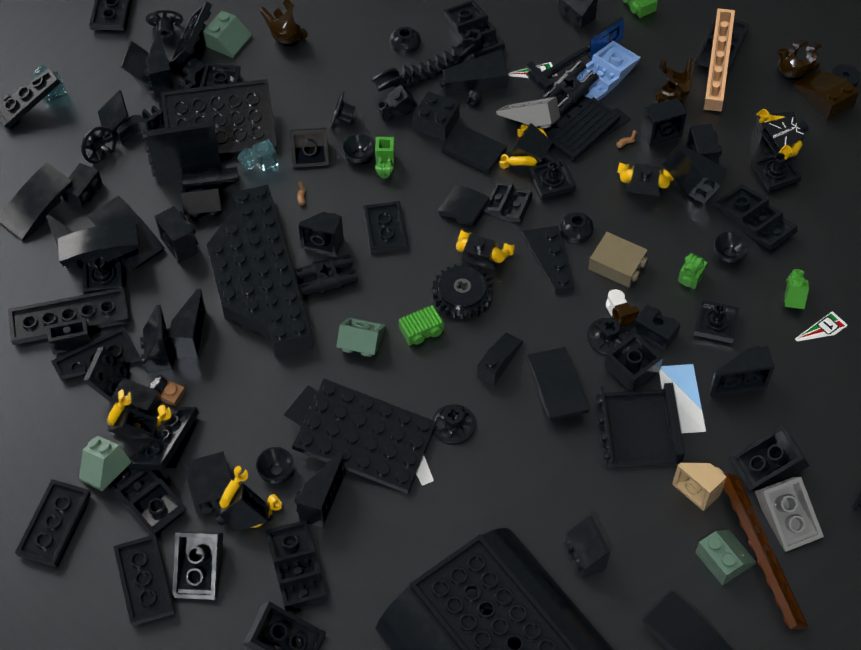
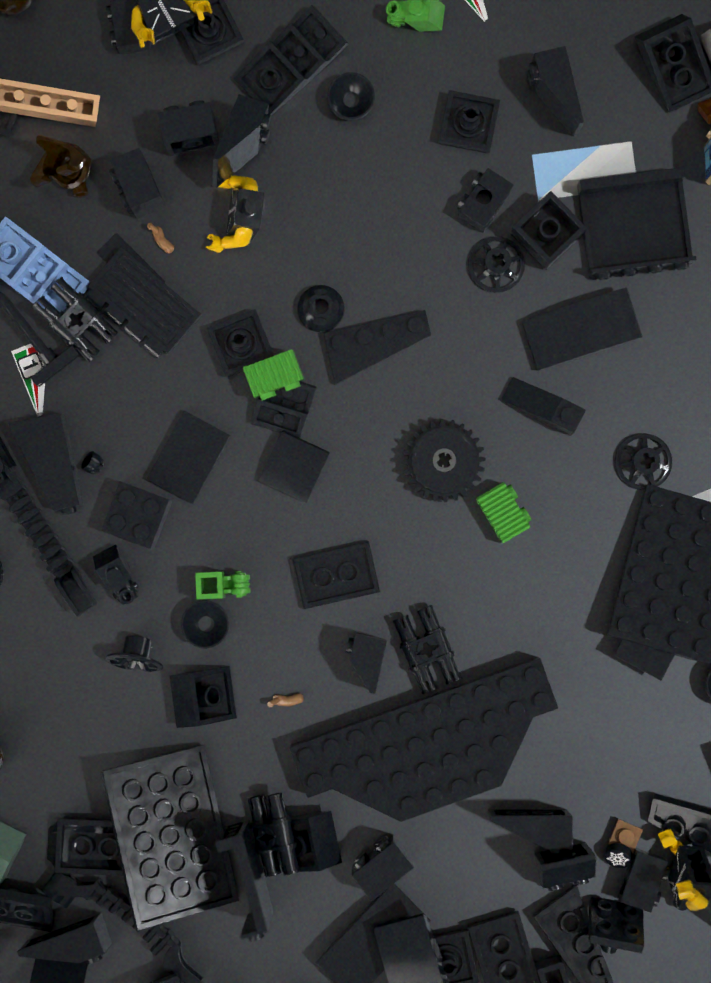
camera: 85 degrees left, 30 degrees up
(261, 153) = (226, 764): clear light blue brick -> none
(360, 336) = (523, 592): sand green slope -> none
(482, 250) = (382, 437): black torso -> none
(529, 189) = (273, 374): none -> bright green brick
(530, 148) = (191, 374): black torso -> none
(538, 112) = (128, 377): light grey slope -> none
(618, 259) = (379, 249): dark tan brick -> none
(620, 309) = (459, 249): dark brown leg -> none
(692, 271) = (394, 150): bright green brick -> none

